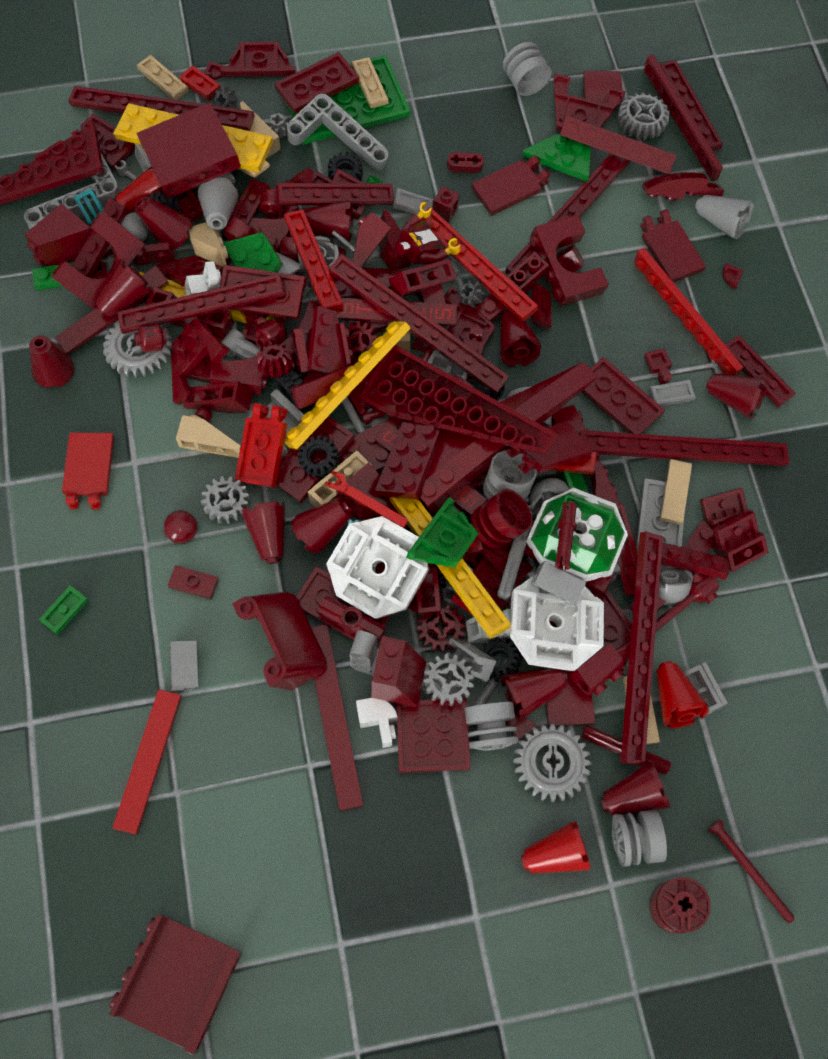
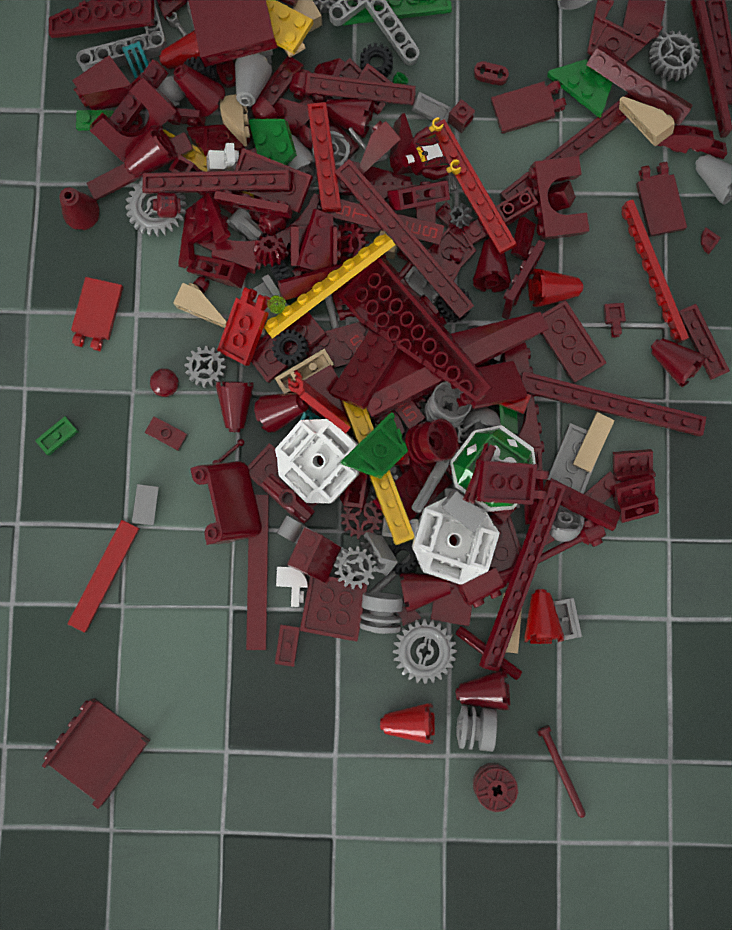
camera: 20 degrees right, 15 degrees up
(247, 317) = (260, 205): none -> dark red plate
(281, 575) = (240, 442): none -> dark red hinge
(293, 419) = (276, 309): none -> clear neon green plate
(388, 793) = (287, 645): none -> dark red plate
(550, 345) = (520, 281): none -> dark red wing
(585, 345) = (551, 287): none -> red cone
(601, 538) = (509, 482): none -> dark red tile
(637, 171) = (649, 120): none -> tan slope
(672, 393) = (618, 346): light grey tile -> none

